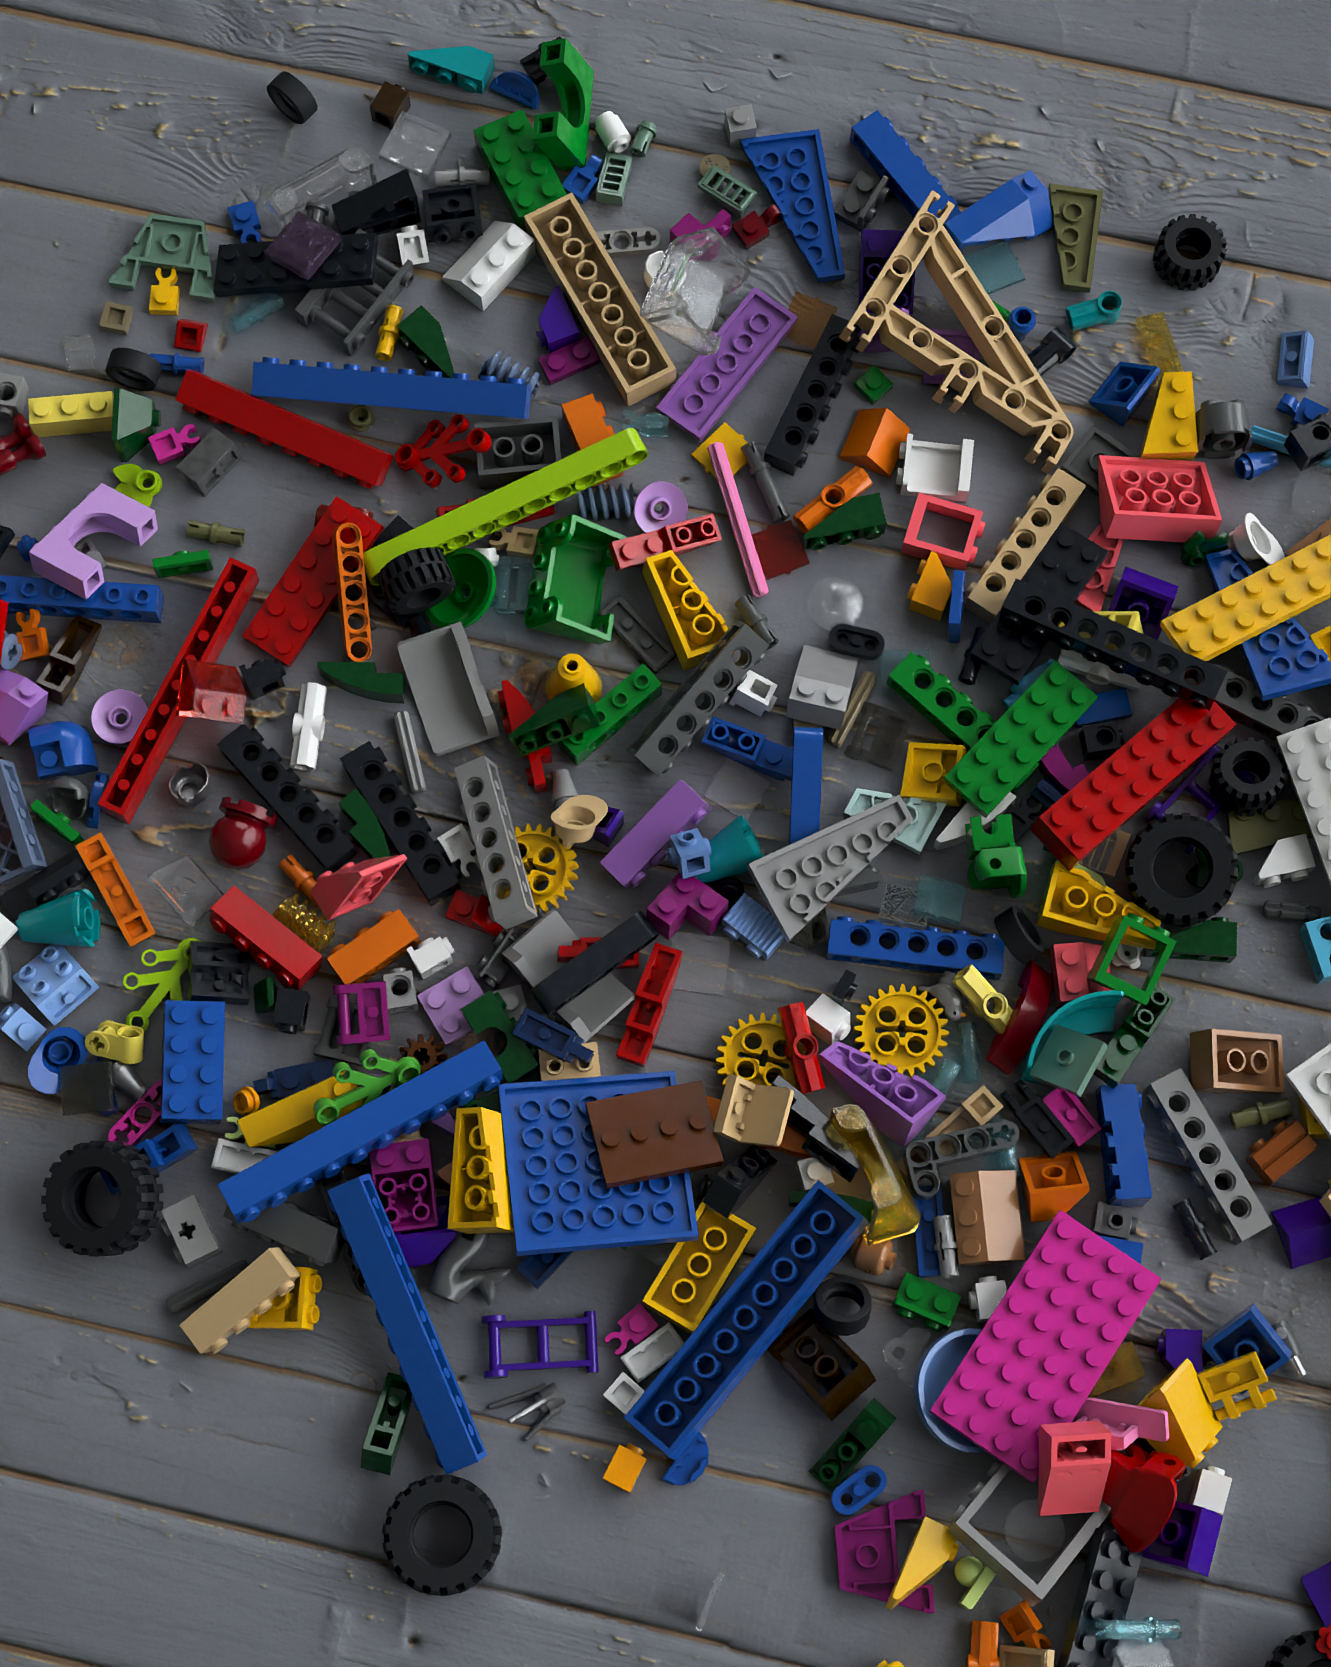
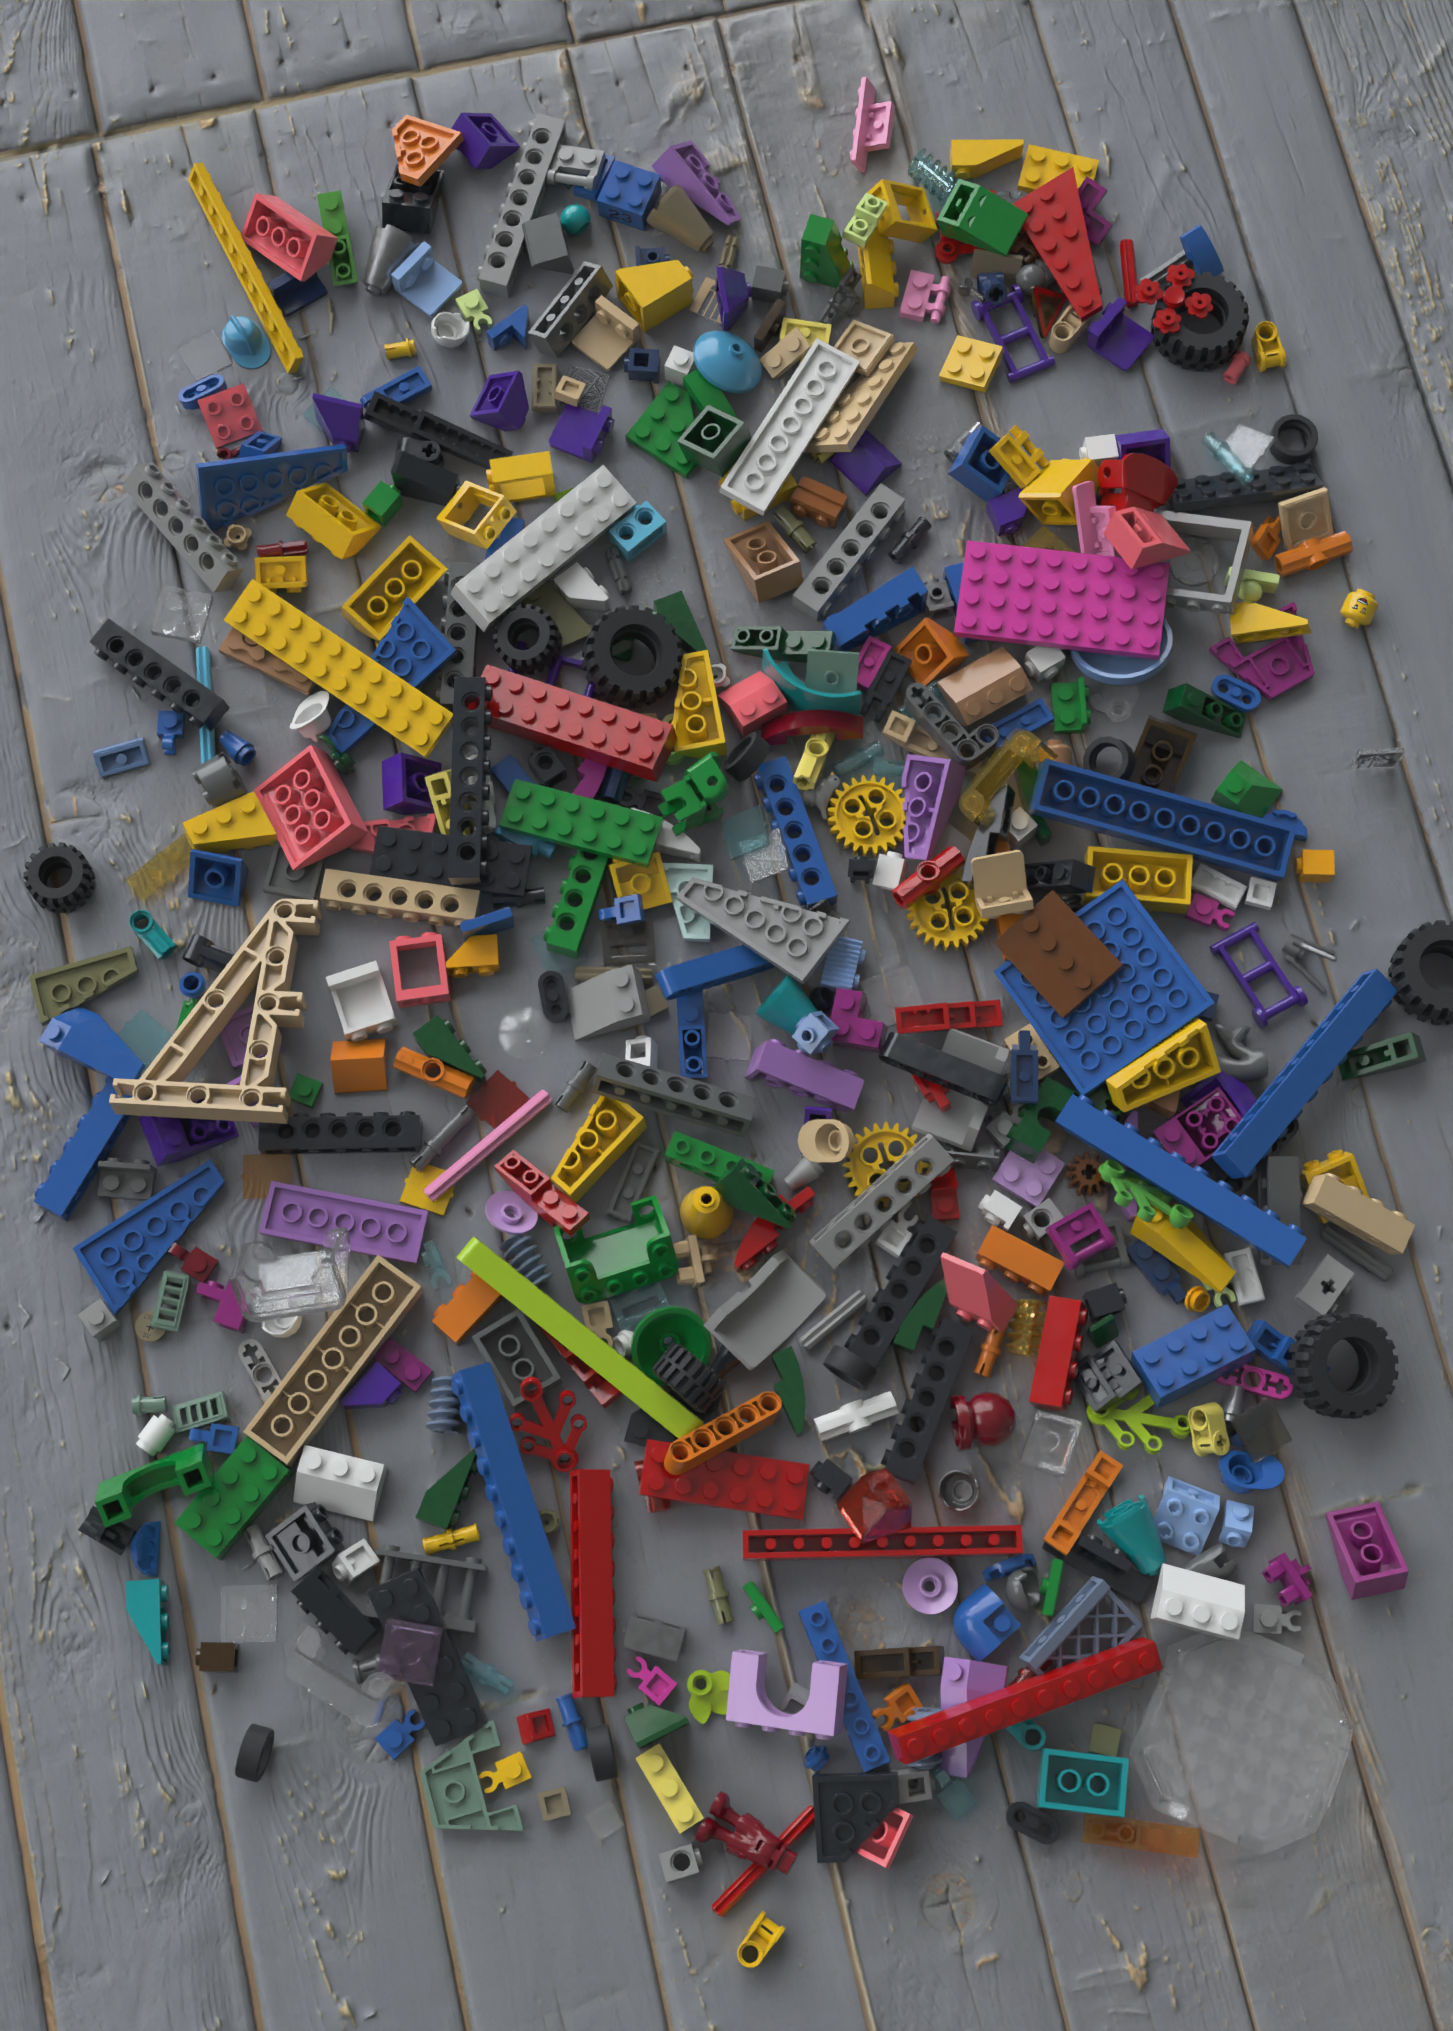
camera: 115 degrees left, 0 degrees up
(351, 735) = (850, 1367): none -> black tyre
(543, 650) = (693, 1274): none -> tan hips
(741, 1442) = (1246, 791): none -> green slope
(910, 742) = (626, 910): none -> plate
(945, 1246) = (1023, 706): light grey pin -> none
(1098, 972) = (729, 677): green window -> none

